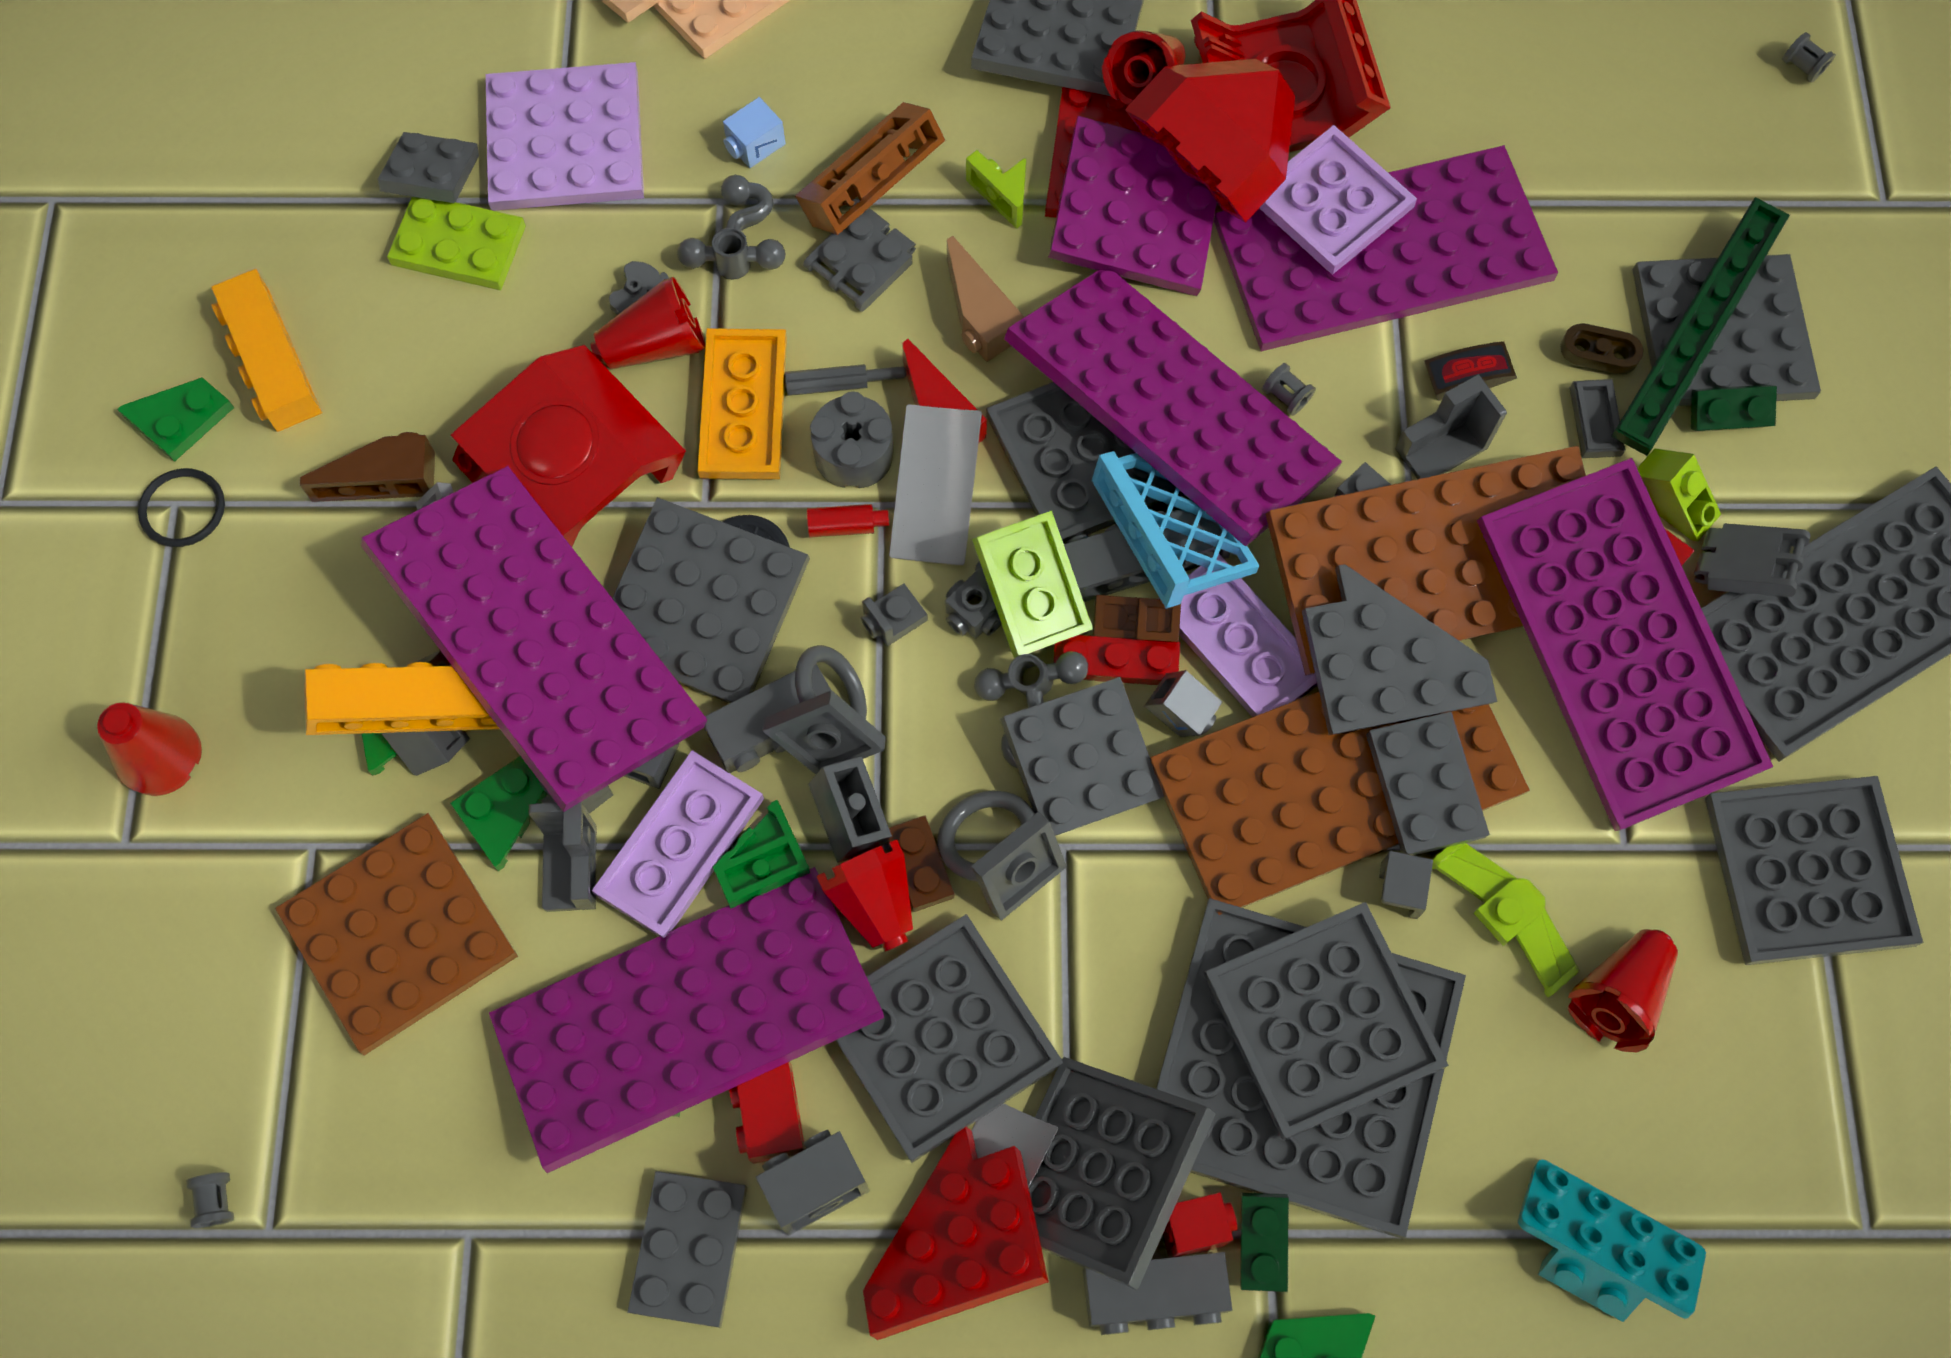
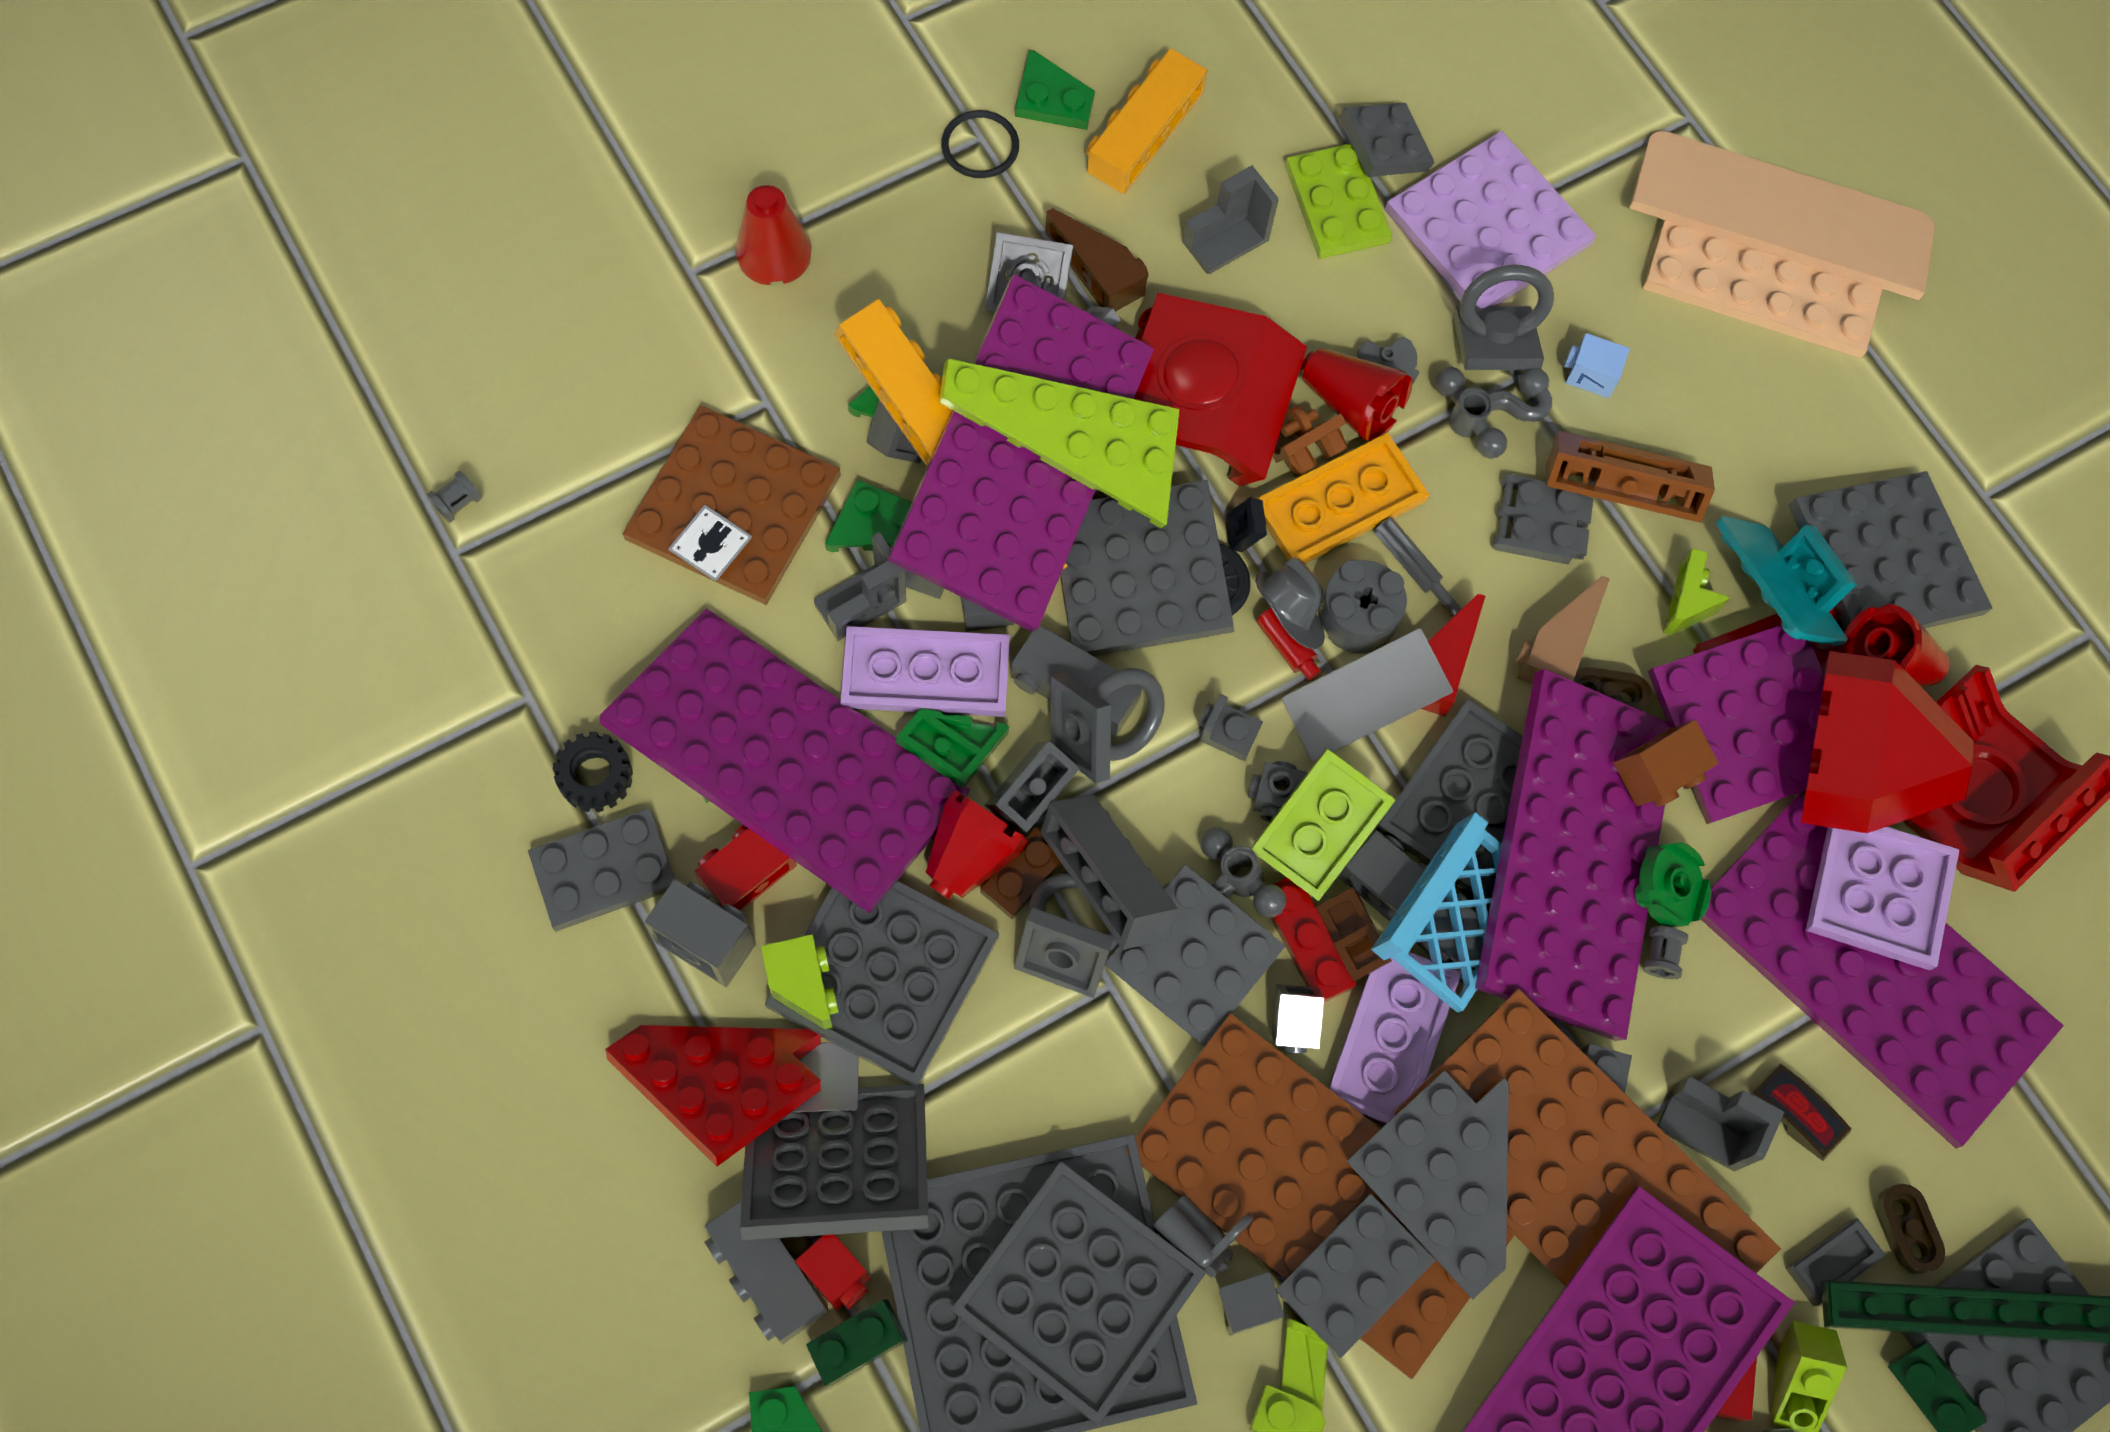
camera: 55 degrees right, 0 degrees up
(320, 537) = (1012, 254): none -> flat silver plate
(422, 335) = (1233, 225): none -> dark grey panel
(426, 973) = (710, 543): none -> sticker
(554, 569) = (1085, 433): none -> lime wing
(559, 1198) = (579, 752): none -> black tyre
(672, 381) = (1326, 435): none -> dark orange hips
(677, 186) = (1502, 334): none -> dark grey tile
(716, 491) = (1246, 524): none -> black plate
(812, 490) = (1295, 600): none -> dark grey piece
(910, 1115) = (796, 978): none -> lime slope
(971, 784) = (1109, 871): none -> dark grey brick
(1038, 95) = (1796, 580): none -> teal bracket
(1039, 290) = (1614, 683): none -> dark brown plate
(1140, 288) = (1666, 764): none -> dark orange brick
(1238, 348) = (1656, 890): none -> green plate
(1327, 894) = (1197, 1236): none -> dark grey piece

